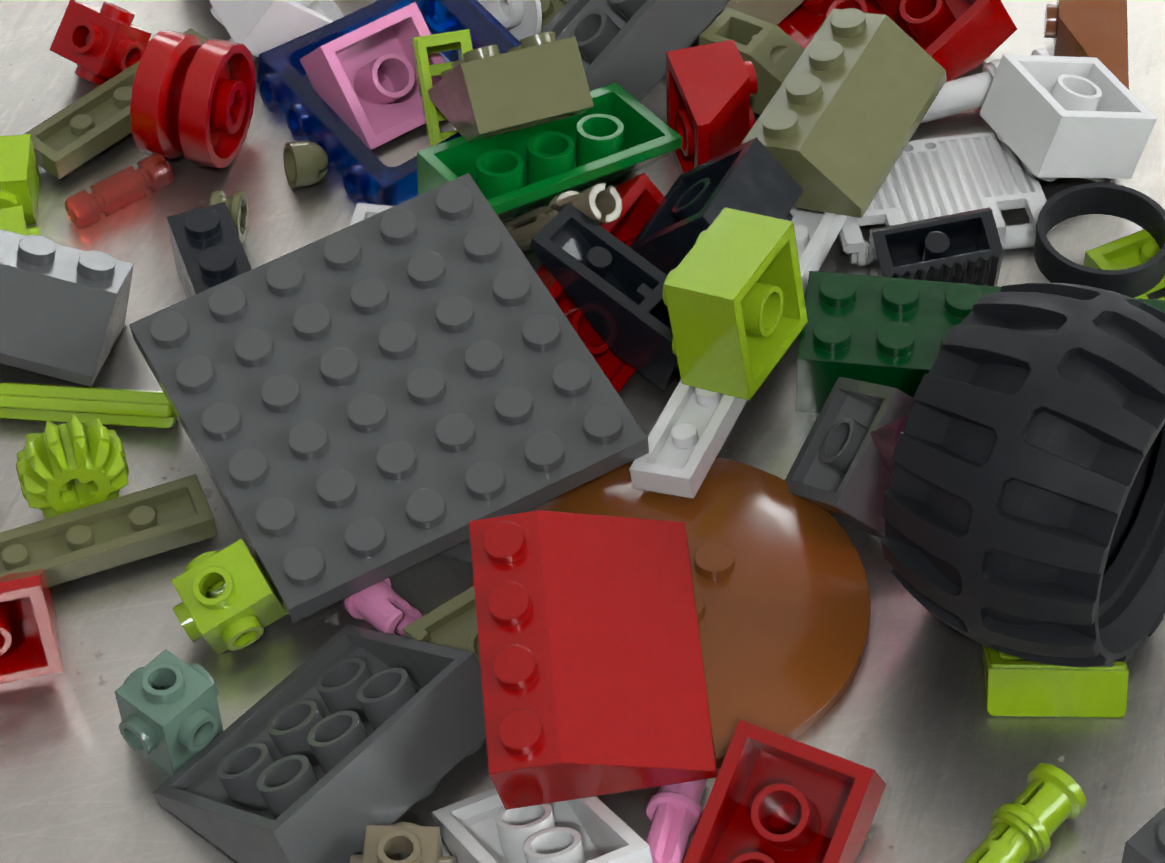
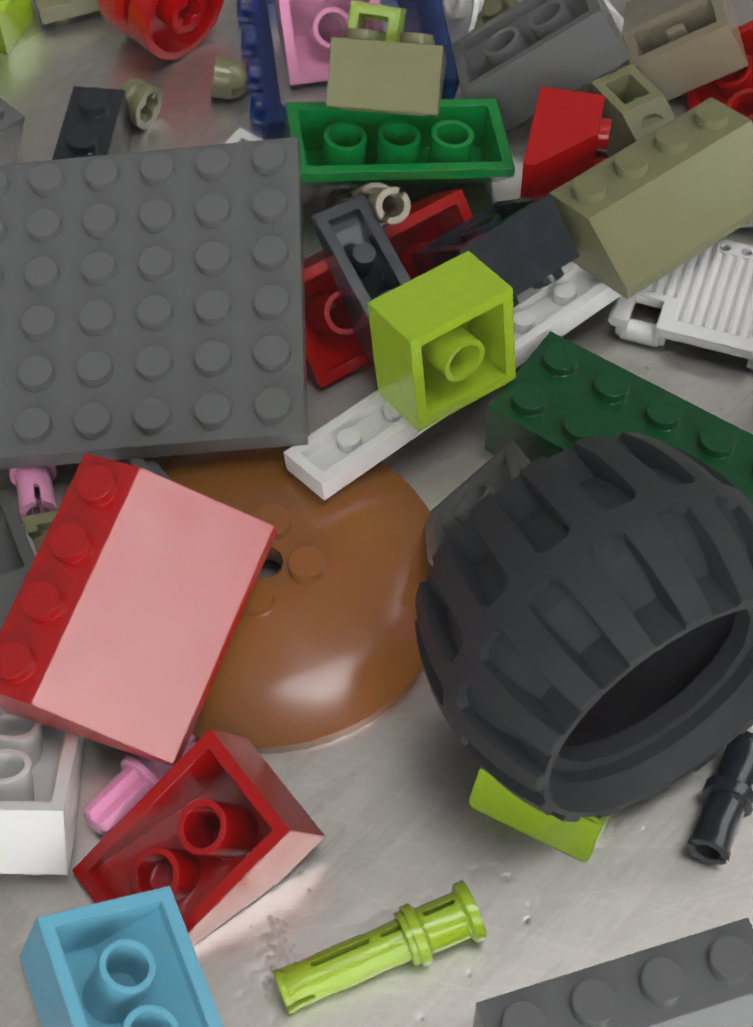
camera: 25 degrees right, 10 degrees up
(118, 191) = (77, 50): clear red axle -> none
(939, 249) = (678, 357): black brick -> none

